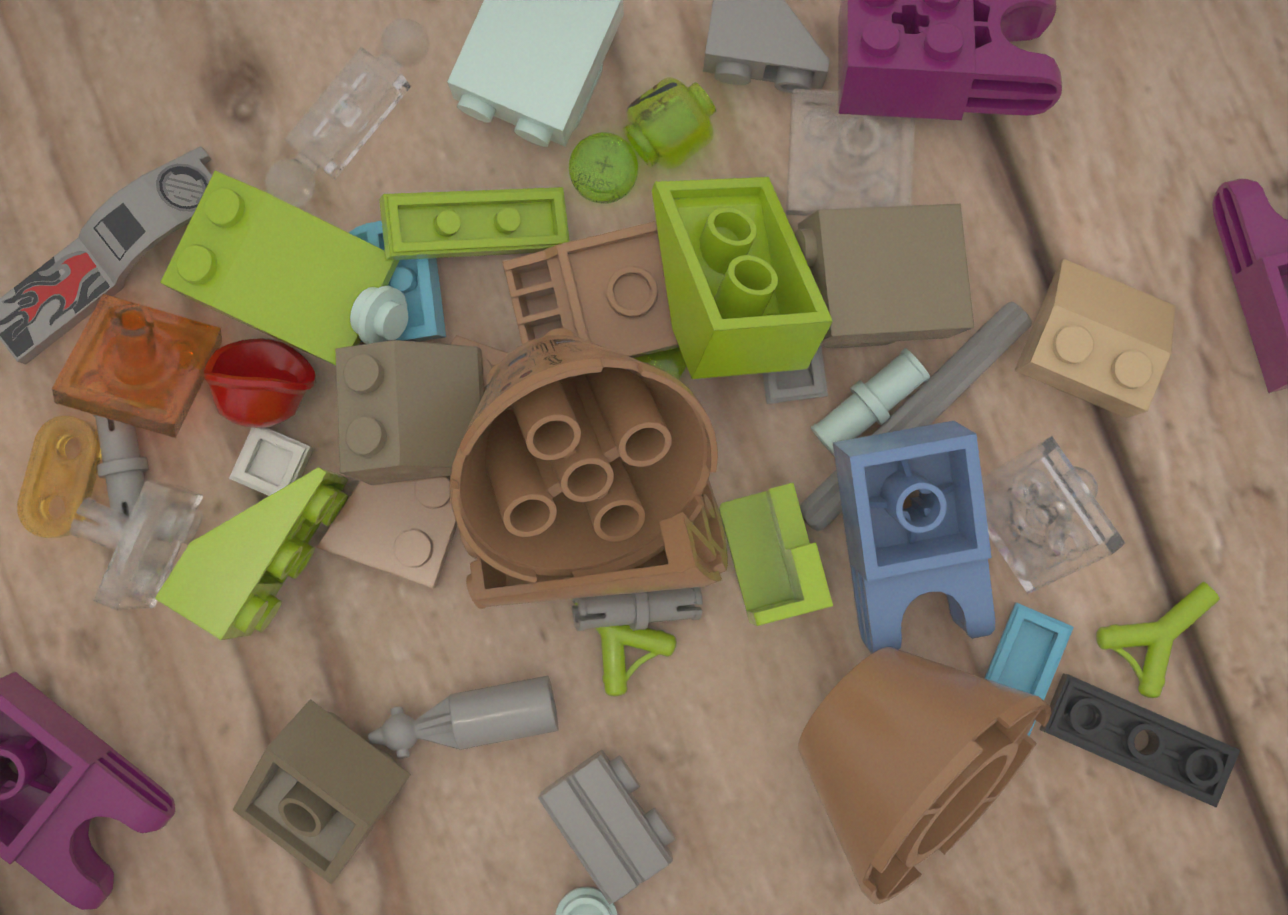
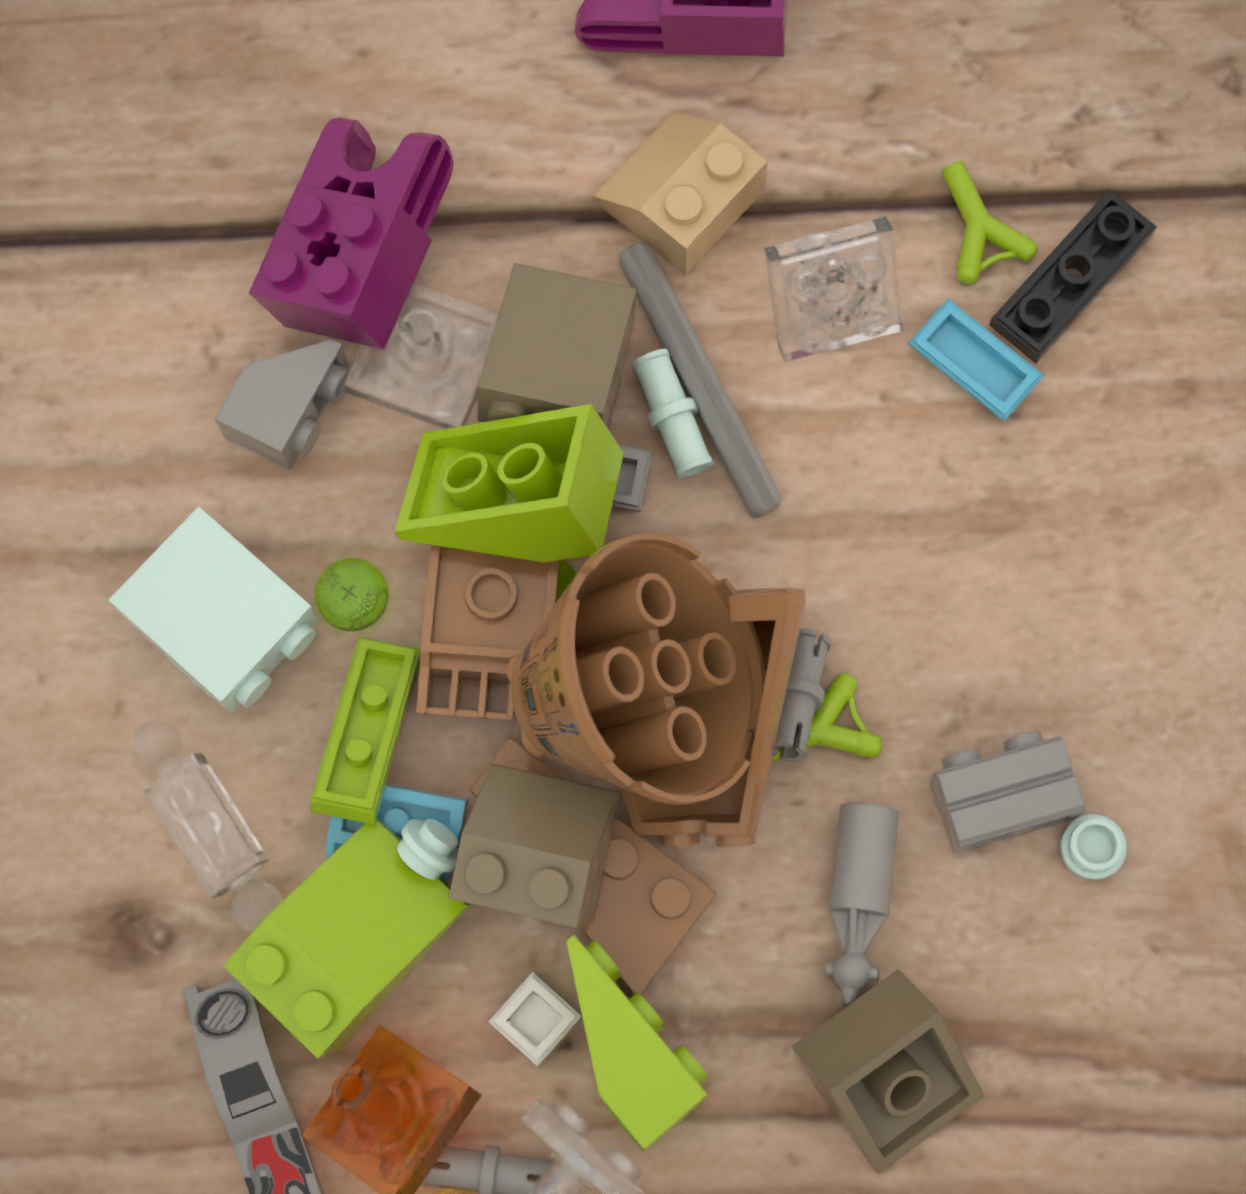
camera: 70 degrees left, 10 degrees down
(258, 381) = (450, 999): red helmet -> none
(670, 123) = (333, 513): clear neon green head -> none
(773, 557) = (796, 546): lime panel -> none
(912, 760) = (1027, 473): medium nougat cone -> none
(918, 549) = (808, 406): medium blue brick -> none

